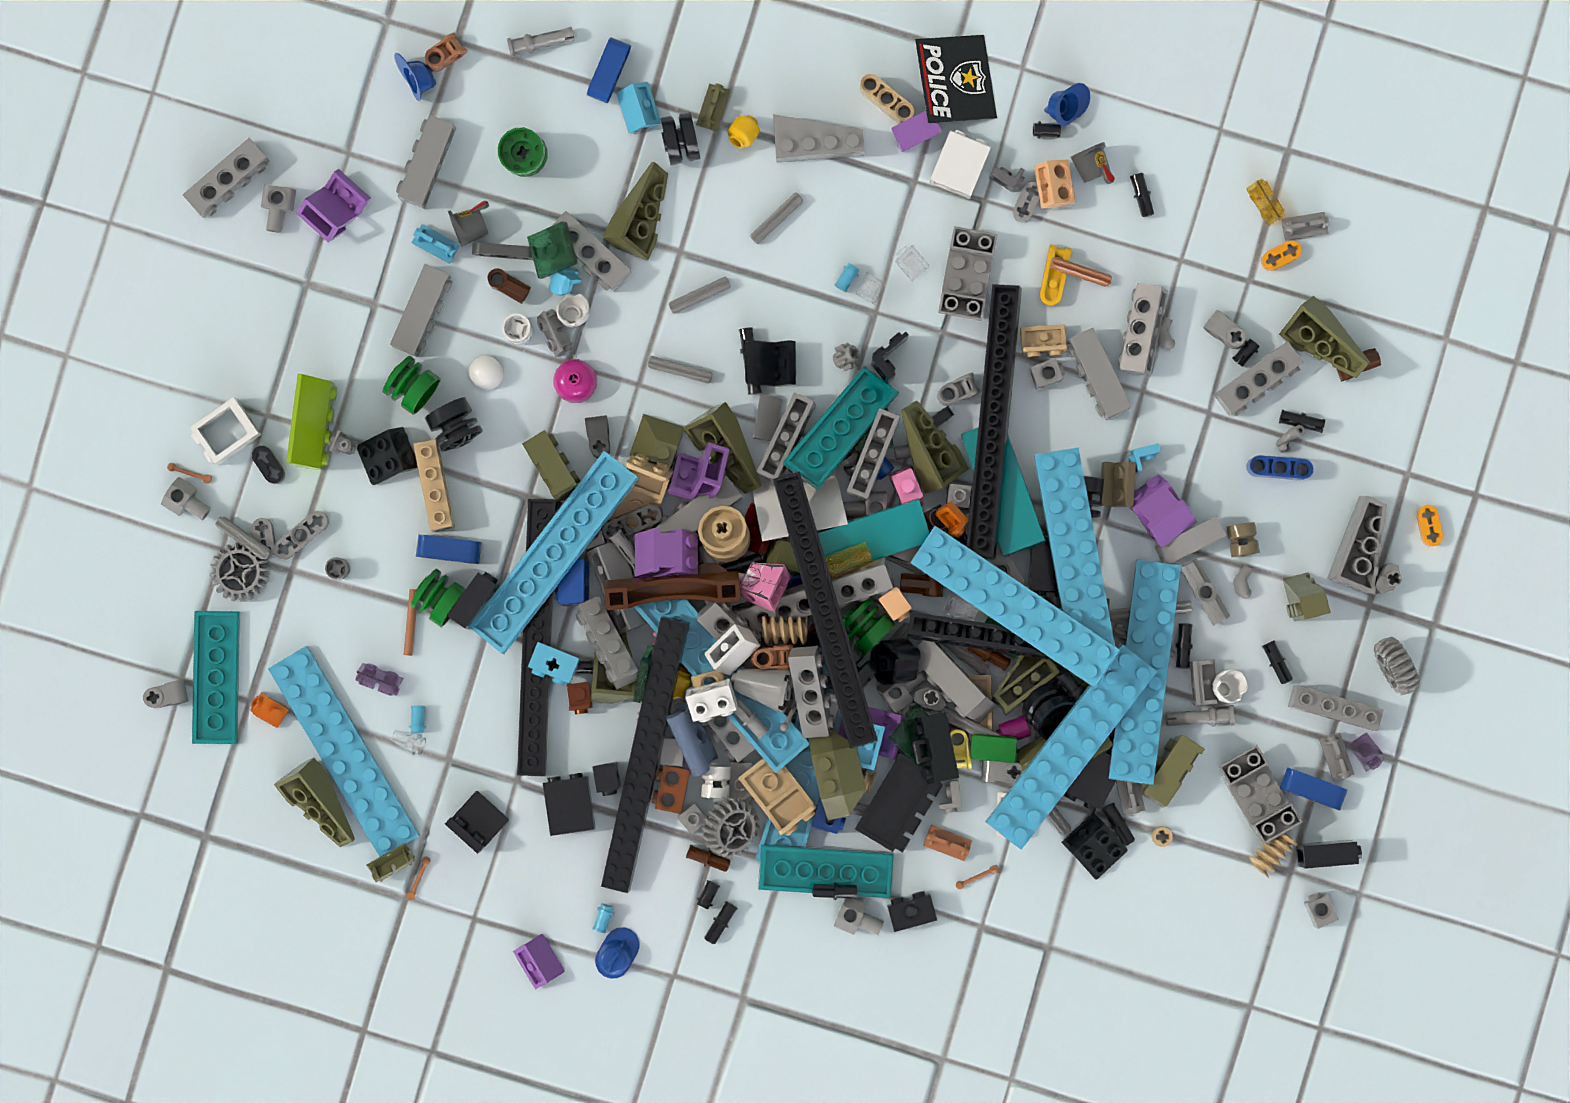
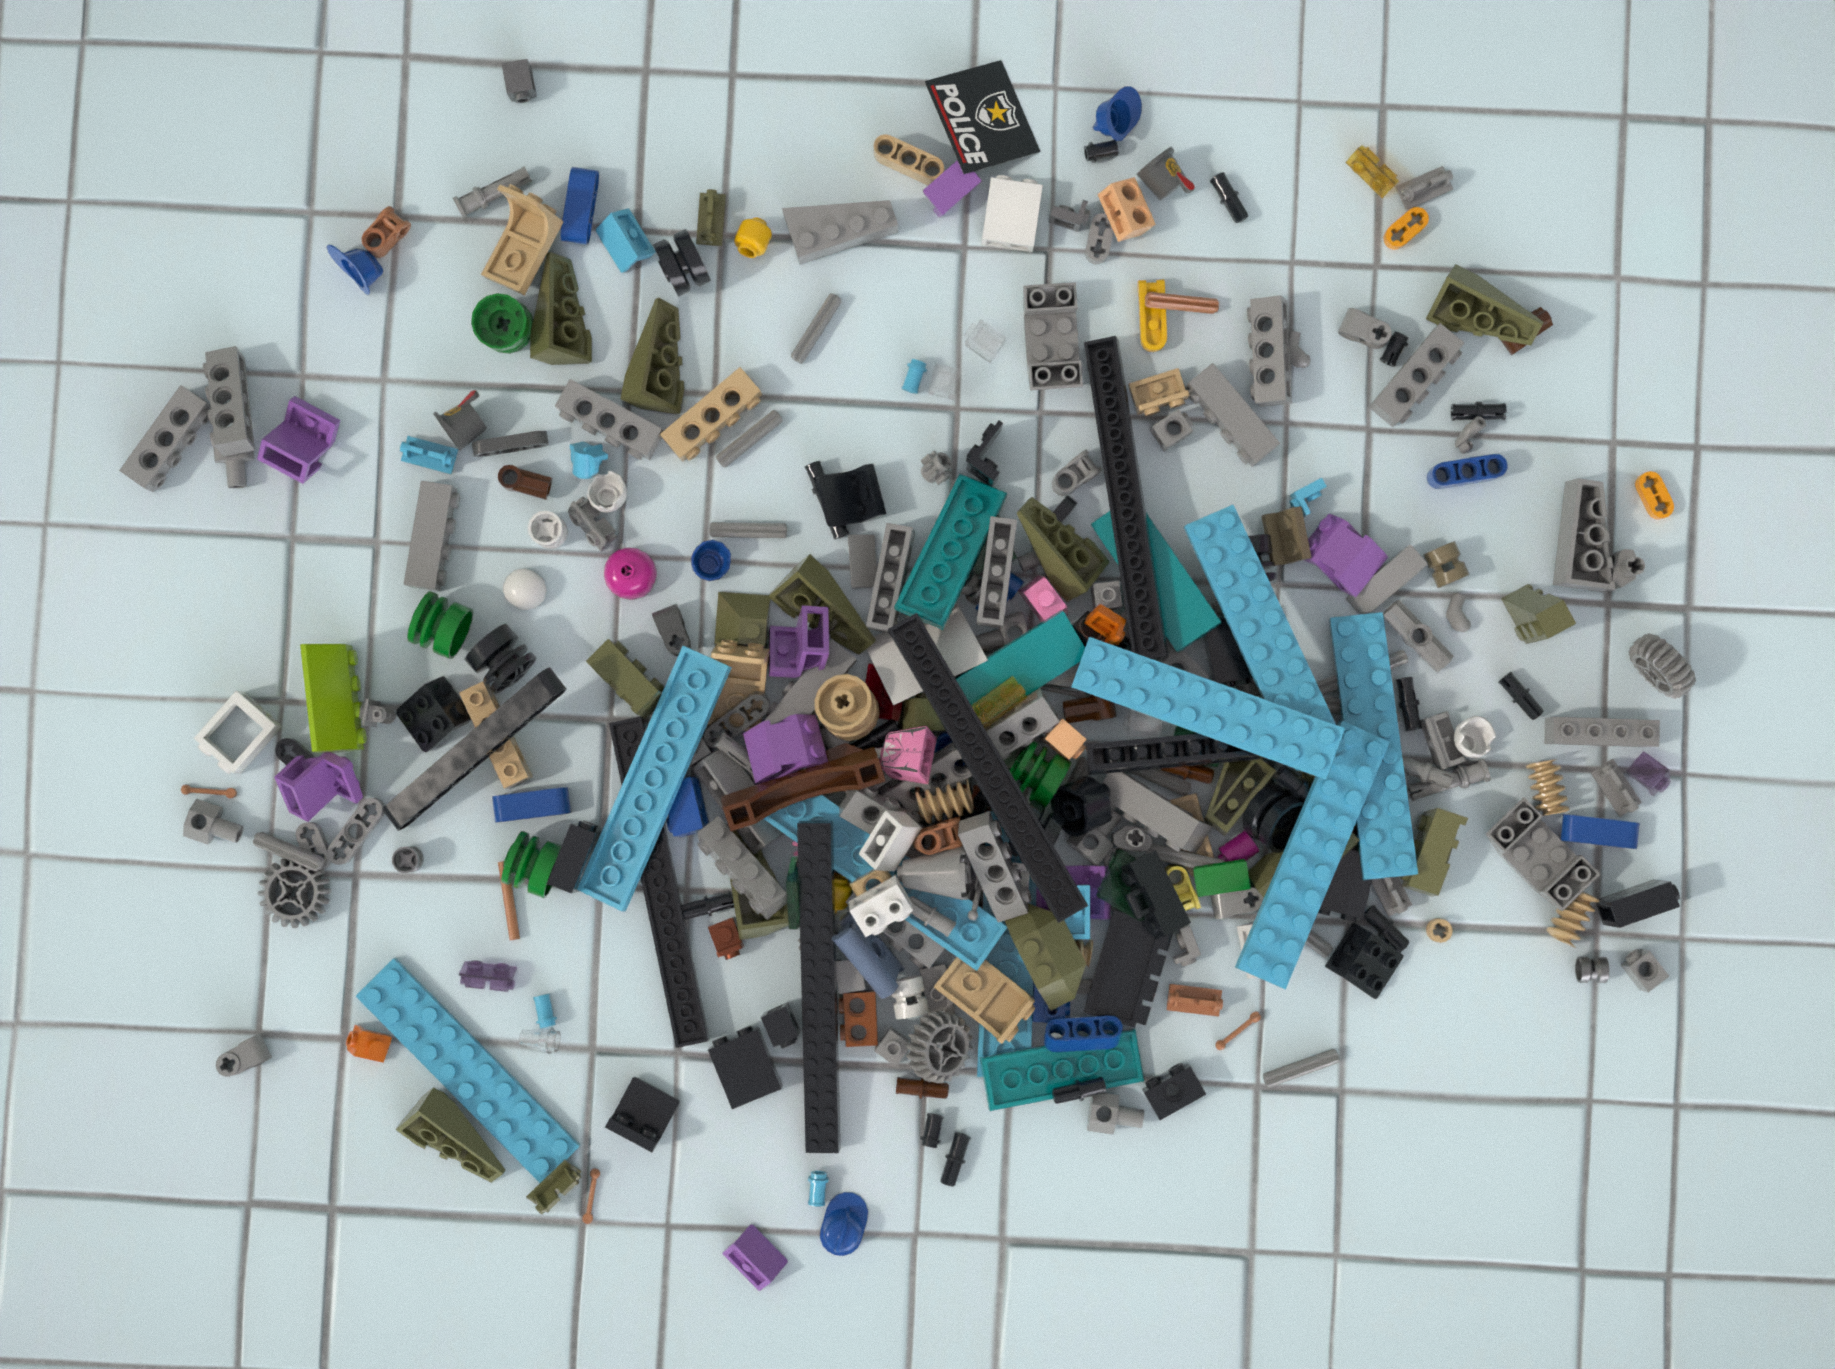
camera: 20 degrees left, 0 degrees up
(215, 677) = (297, 1021): teal tile -> none
(280, 486) = (315, 782): none -> medium lavender piece
(287, 191) = (239, 436): none -> light grey brick
(414, 492) = (474, 748): none -> black beam
(426, 161) = (394, 362): light grey brick -> none
(552, 250) = (565, 427): clear green tile -> none
(555, 89) = (523, 242): none -> tan bracket
(567, 162) = (558, 325): none -> olive wedge
(567, 663) = (701, 902): medium azure brick -> none
(643, 387) = (711, 560): none -> blue hair
(700, 247) = (736, 383): none -> tan brick
(859, 842) = (1091, 1025): none -> blue beam
(1021, 920) = (1301, 1068): none -> light grey axle
(1183, 705) = (1427, 772): none -> light grey pin
(1278, 899) = (1592, 969): none -> flat silver wheel
(1279, 742) = (1548, 787): none -> tan piece

